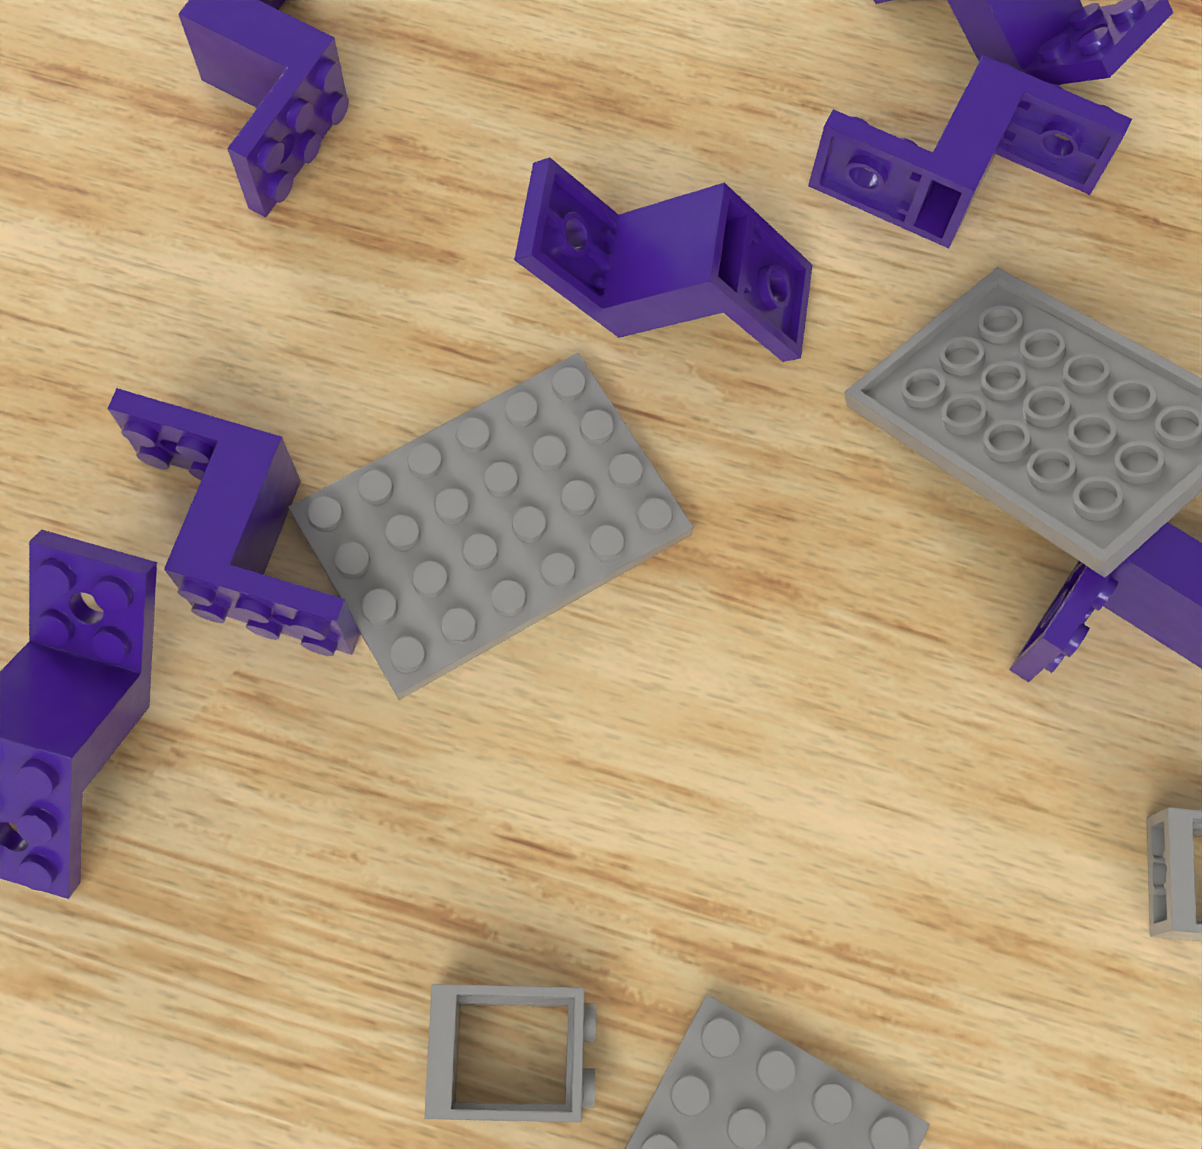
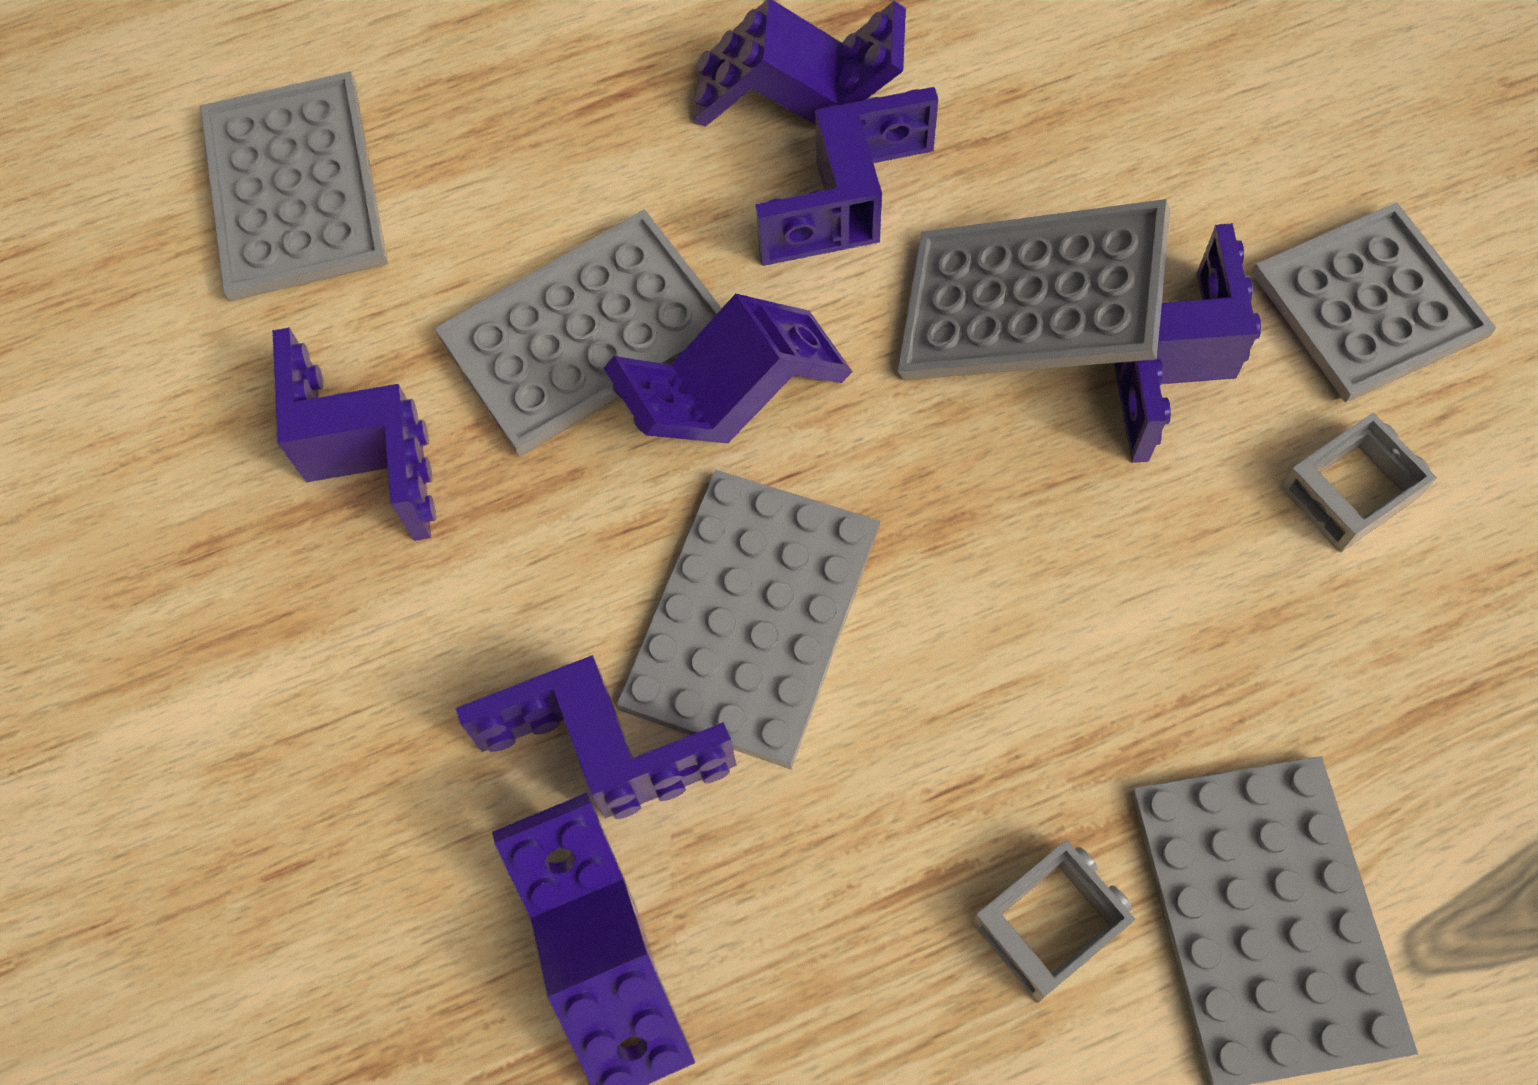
camera: 30 degrees left, 5 degrees down
(613, 108) = (545, 339): none -> light grey plate

